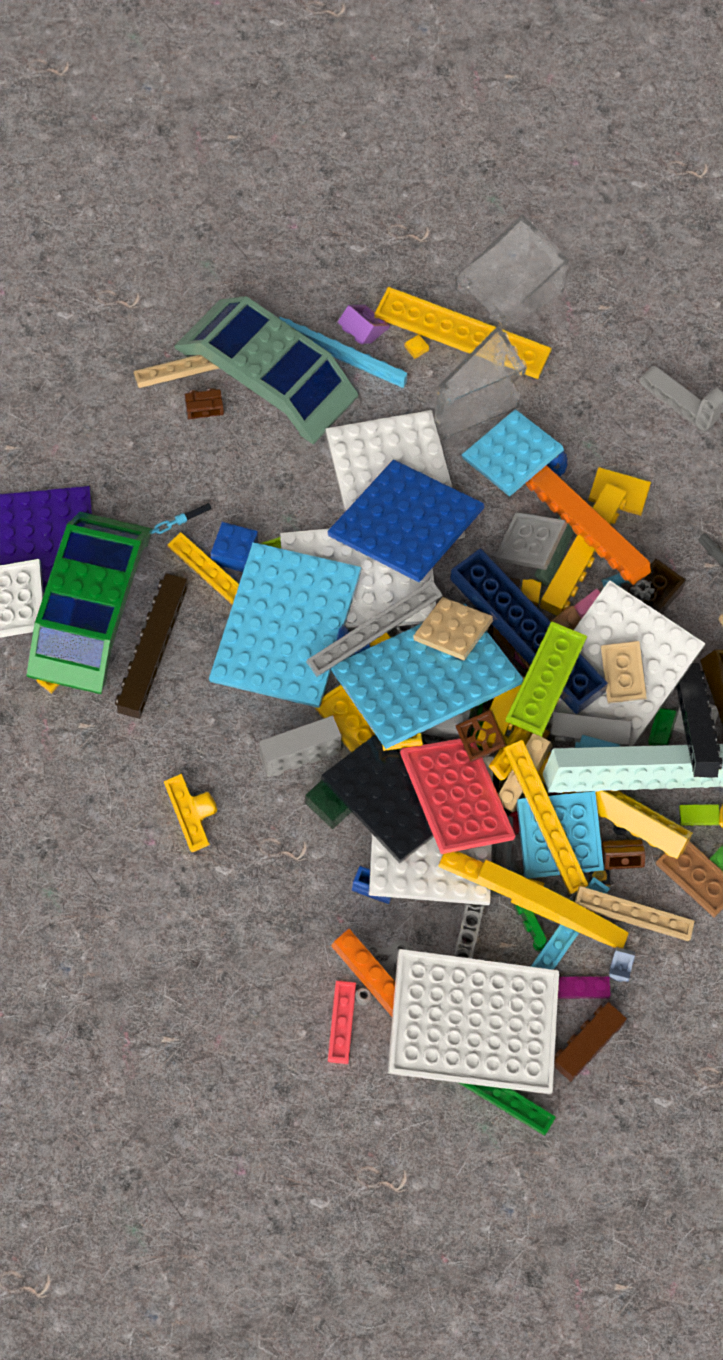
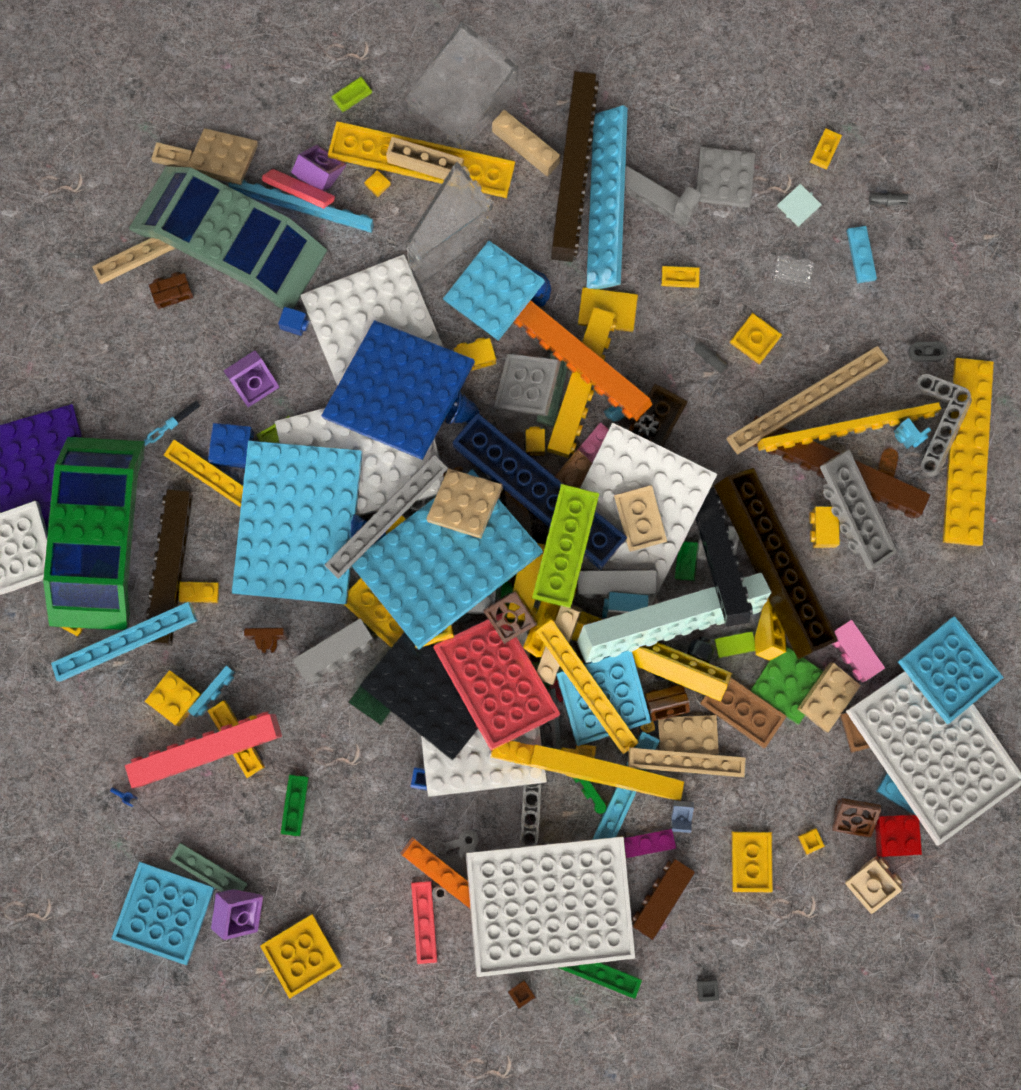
camera: 10 degrees left, 15 degrees up
(67, 848) = (126, 797): none -> blue hand
(81, 964) = (163, 913): none -> medium azure plate
(96, 701) = (124, 641): none -> medium azure plate
(133, 764) = (173, 698): none -> yellow brick
(135, 933) = (206, 869): none -> sand green plate
(153, 813) = (203, 750): none -> coral brick
(155, 974) = (236, 913): none -> medium lavender slope
(171, 765) = (212, 692): none -> medium azure plate
(176, 674) = (199, 592): none -> yellow plate
(211, 1030) = (301, 956): none -> yellow plate
(224, 289) = (171, 155): none -> tan plate
(232, 885) = (294, 805): none -> green plate
(234, 721) = (266, 638): none -> reddish brown piece
(265, 492) = (251, 378): none -> medium lavender slope
(278, 296) = (223, 156): none -> tan plate
(315, 449) = (293, 321): none -> blue brick
(341, 336) = (298, 188): none -> coral tile
(406, 268) = (351, 94): none -> lime tile
(429, 1109) = (521, 994): none -> reddish brown plate
(459, 326) = (421, 158): none -> tan brick
(460, 550) = (462, 410): none -> blue piece
(493, 508) = (480, 351): none -> yellow brick
(564, 334) = (525, 143): none -> tan brick
(607, 361) = (575, 167): none -> dark brown brick
(622, 1142) = (707, 990): none -> dark grey tile
(634, 393) = (607, 198): none -> medium azure plate
(641, 888) = (689, 734): none -> tan plate
(666, 808) = (701, 649): none -> black head
(686, 1024) = (752, 862): none -> yellow tile
(694, 473) = (680, 276): none -> yellow plate

